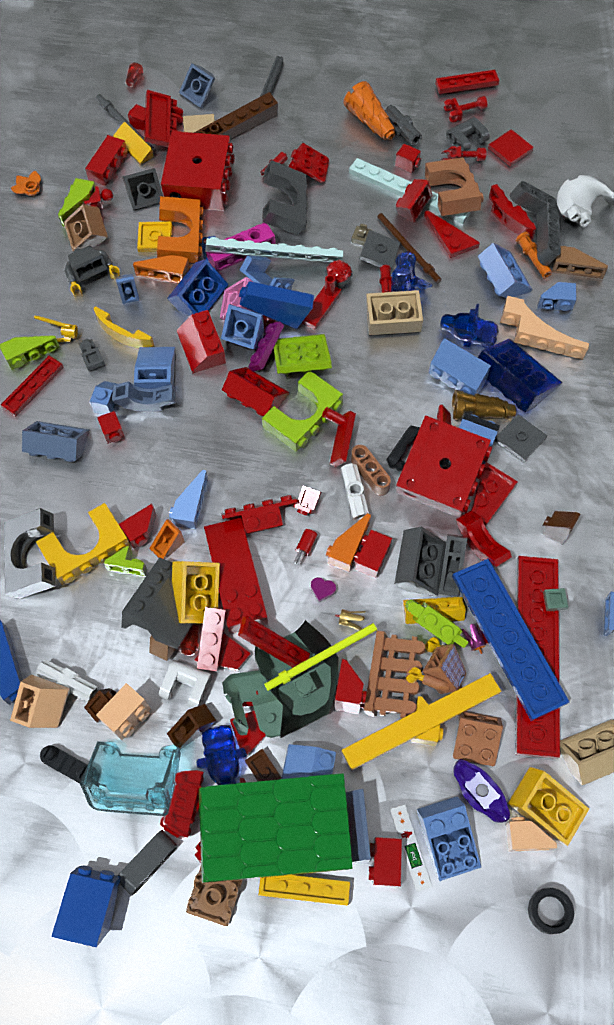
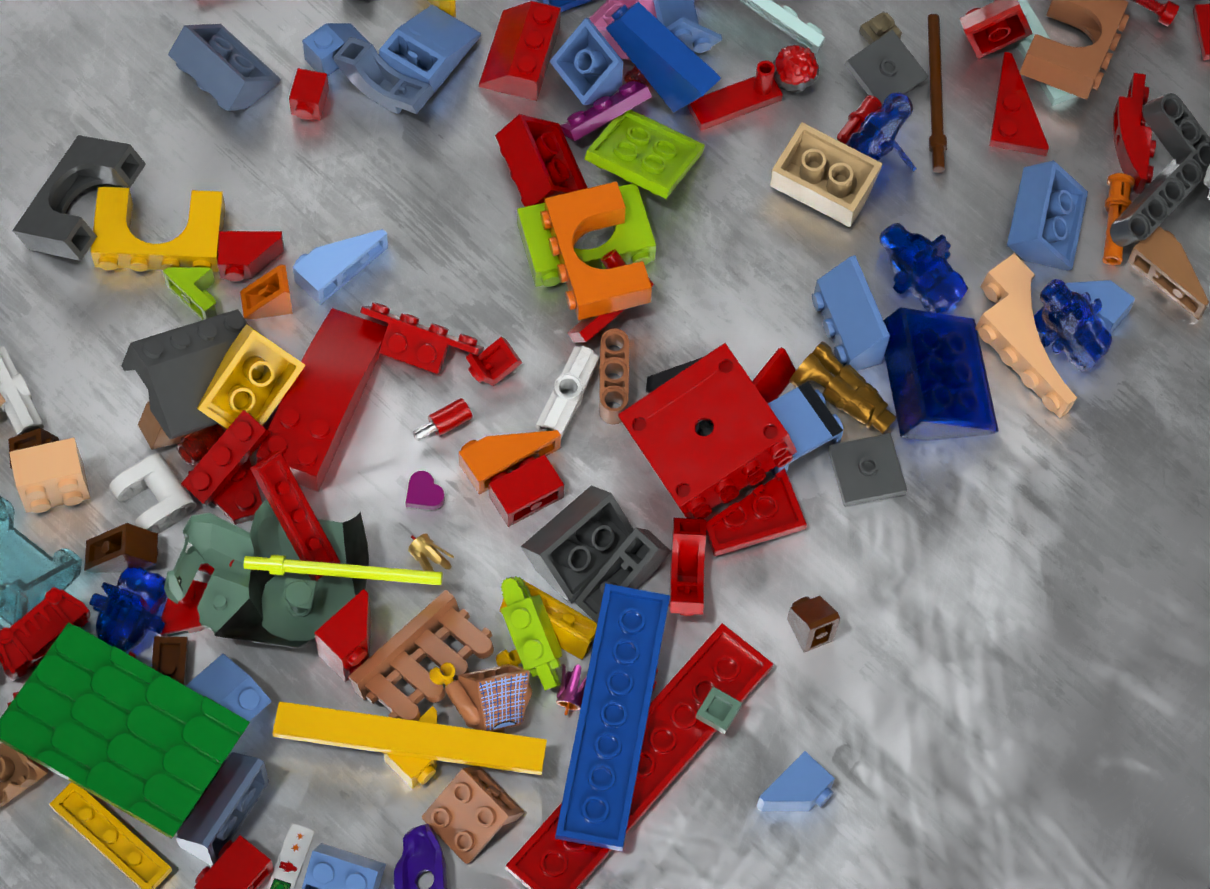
camera: 30 degrees right, 0 degrees up
(330, 433) = (592, 289): none -> orange arch
(560, 311) = (1072, 325): none -> clear blue piece

